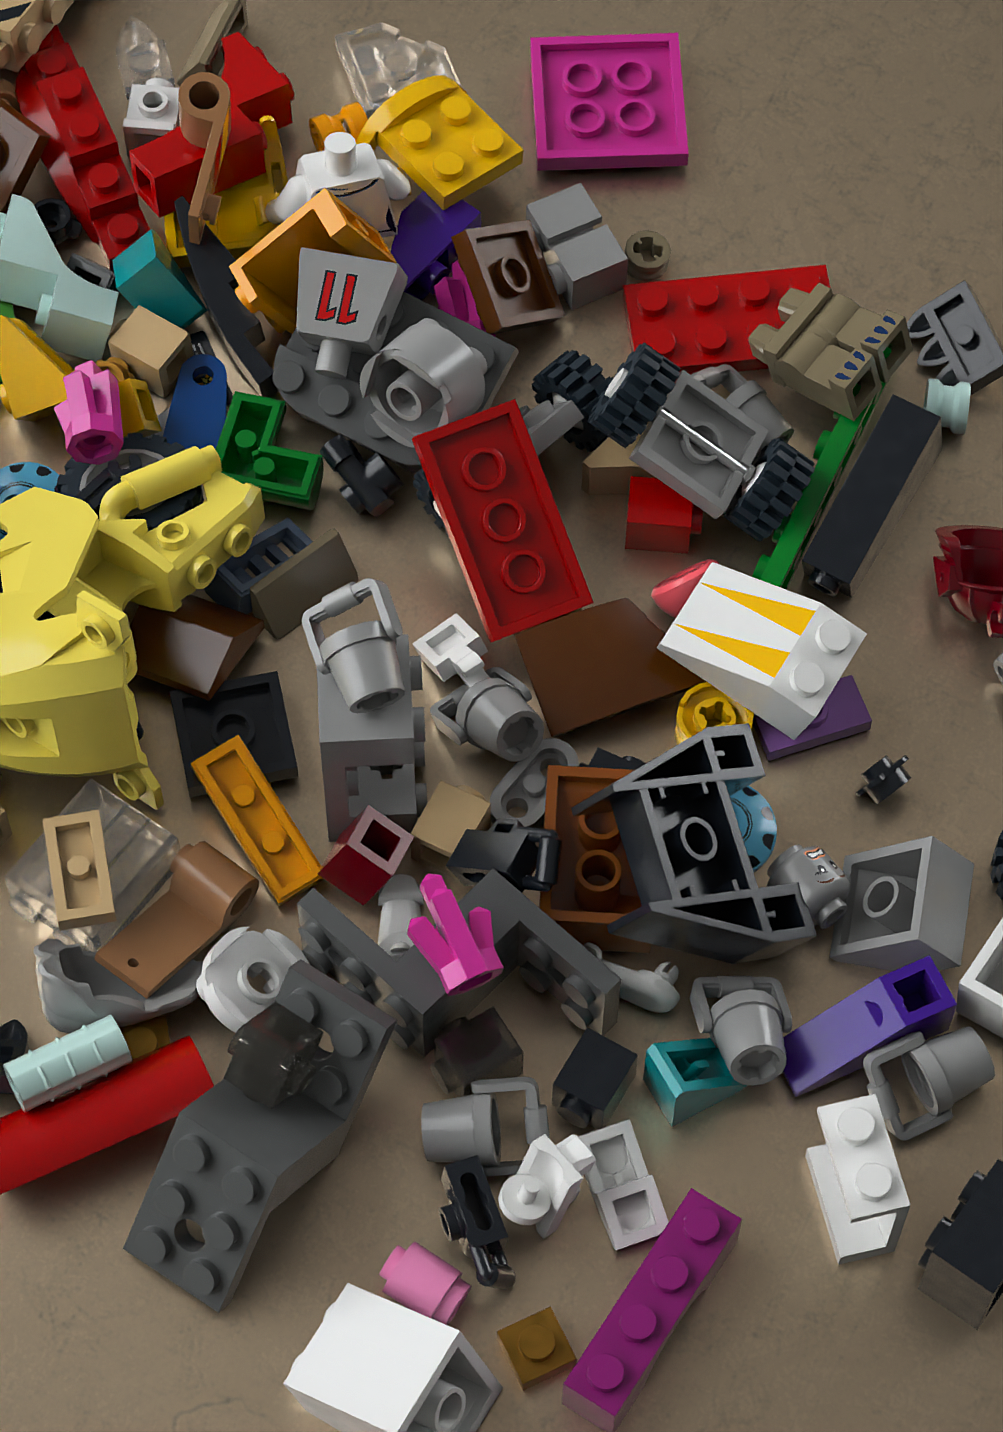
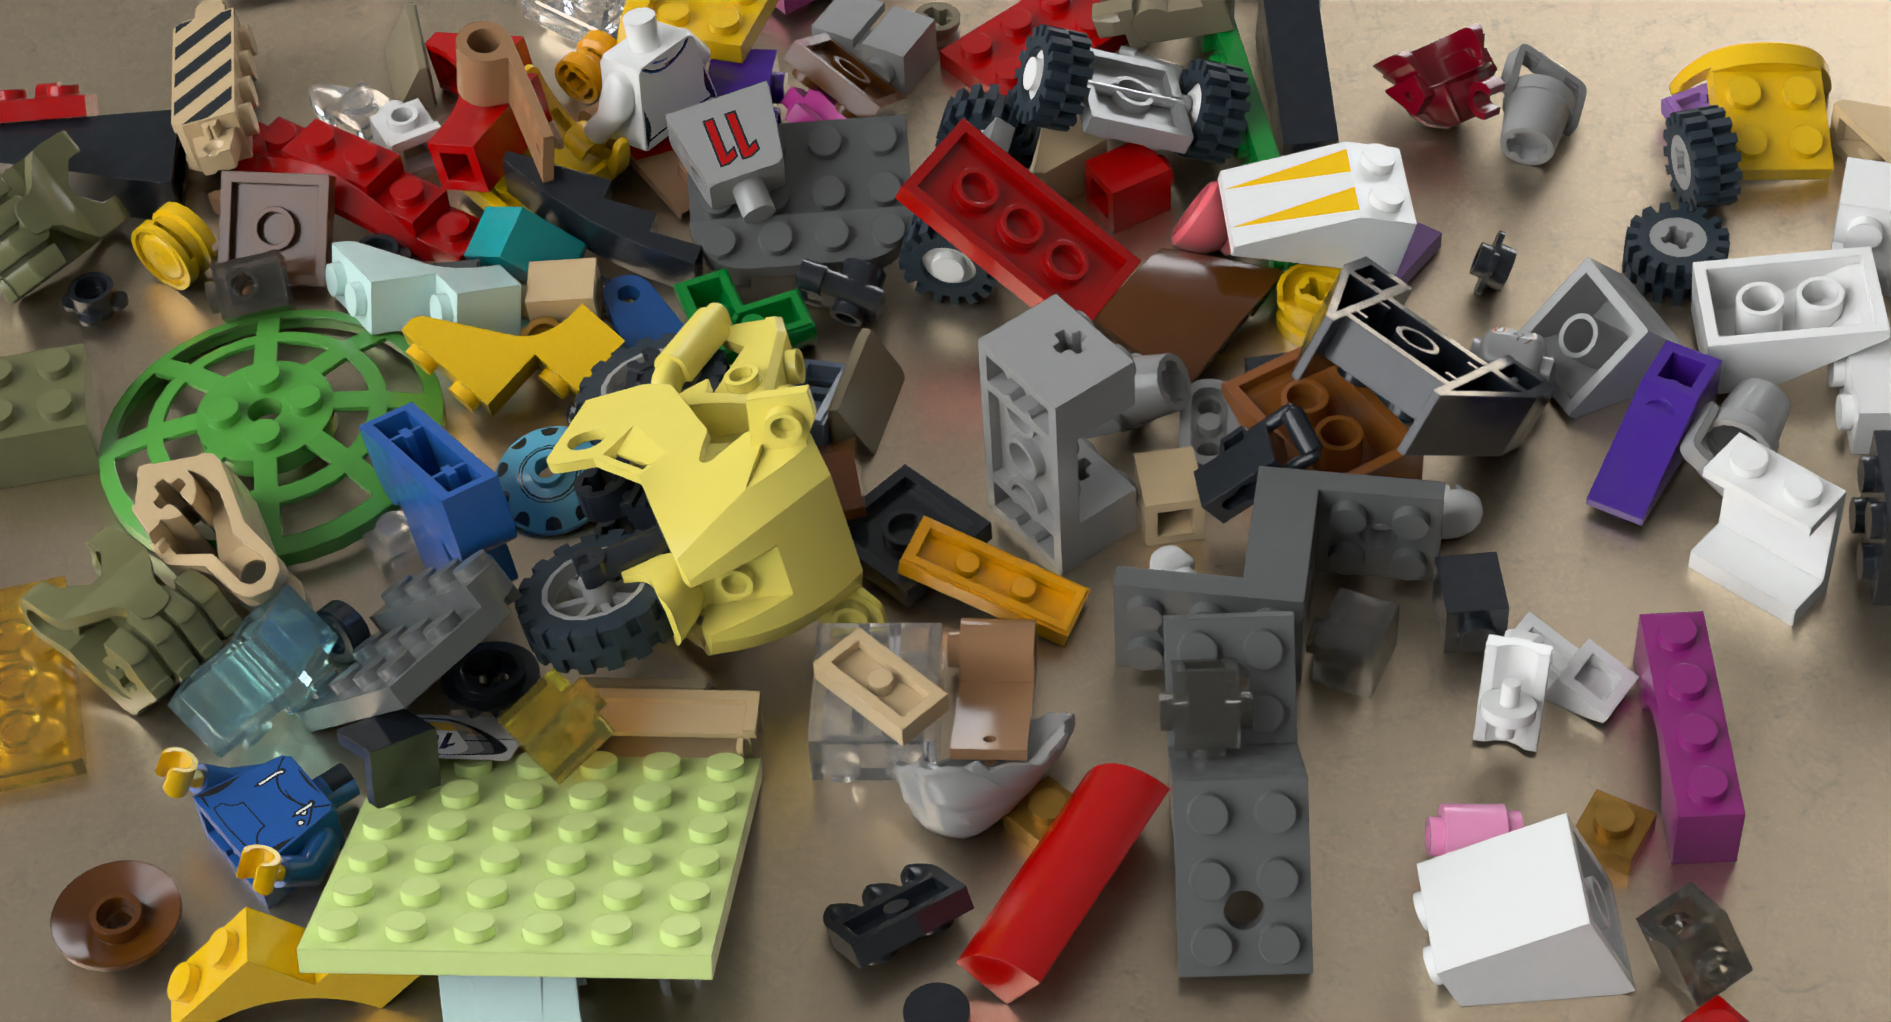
camera: 30 degrees left, 15 degrees down
(67, 1063) = (1008, 841): light aqua axle -> none
(91, 414) = (584, 348): dark pink rock -> none
(226, 969) = (1109, 695): white plate -> none
(271, 267) = (642, 158): light orange panel -> none
(363, 654) = (1041, 312): light grey piece -> none
(366, 855) = (1117, 535): dark red brick -> none
(423, 381) = (853, 136): light grey brick -> none
(457, 951) = (1286, 515): dark pink rock -> none
(471, 1124) = (1408, 693): light grey piece -> none
(476, 1222) = (1473, 756): black piece -> none
(687, 1077) = (1543, 562): teal slope -> none
(745, 1024) = (1557, 490): light grey piece -> none

